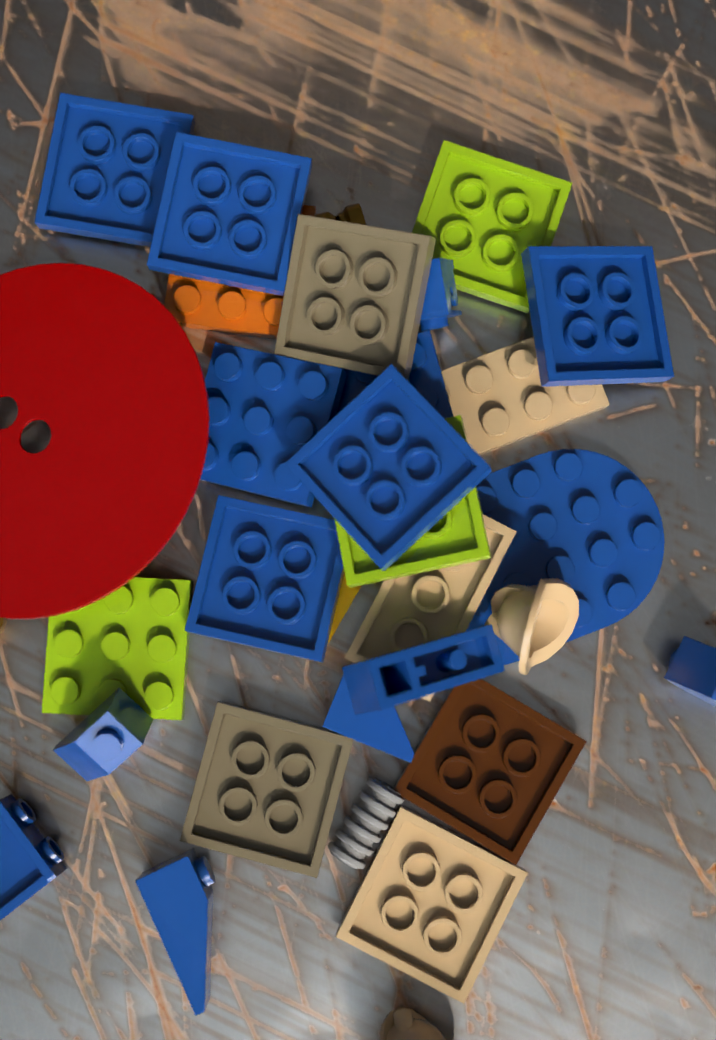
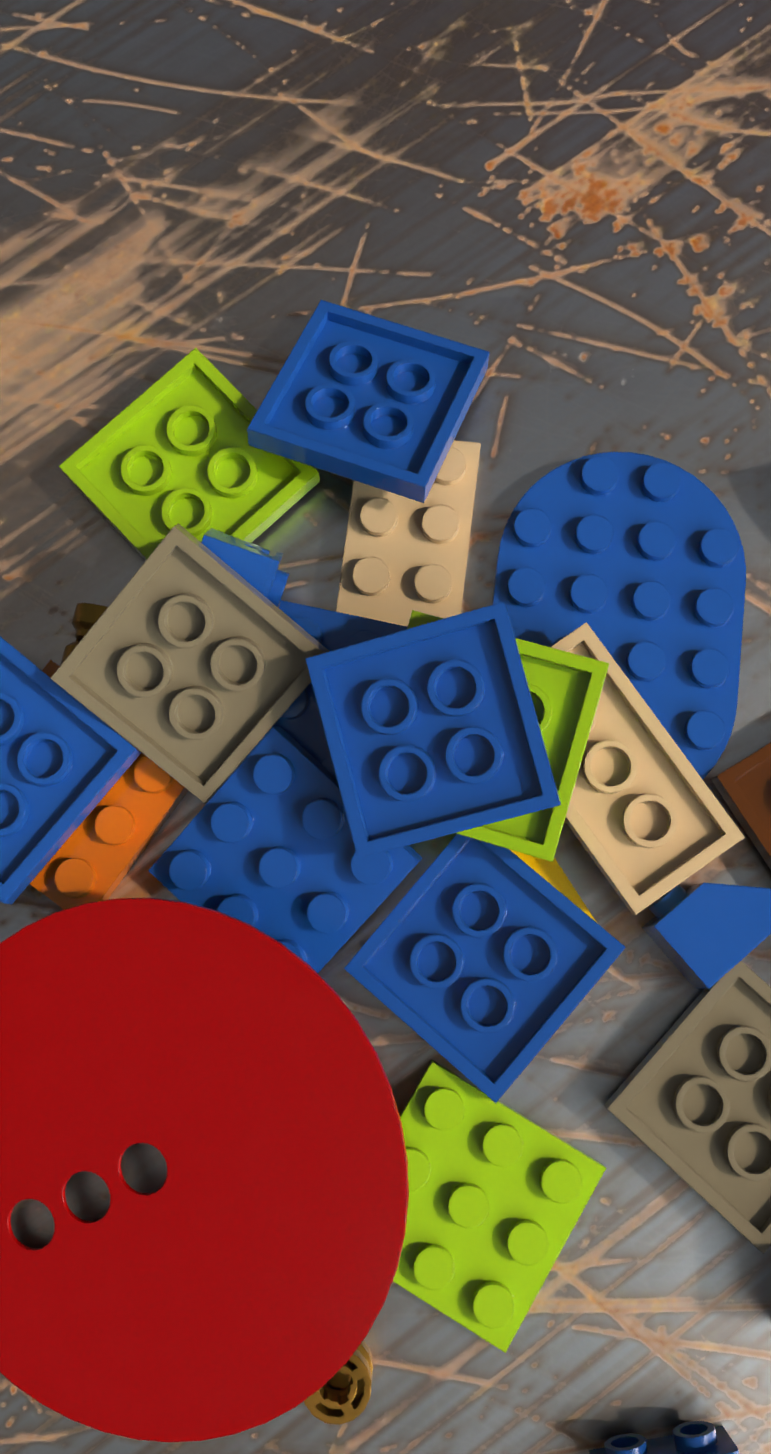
camera: 55 degrees left, 5 degrees down
(105, 737) = (584, 1281): blue slope -> none
(422, 670) = (707, 827): blue slope -> none
(534, 619) = (701, 660): tan helmet -> none

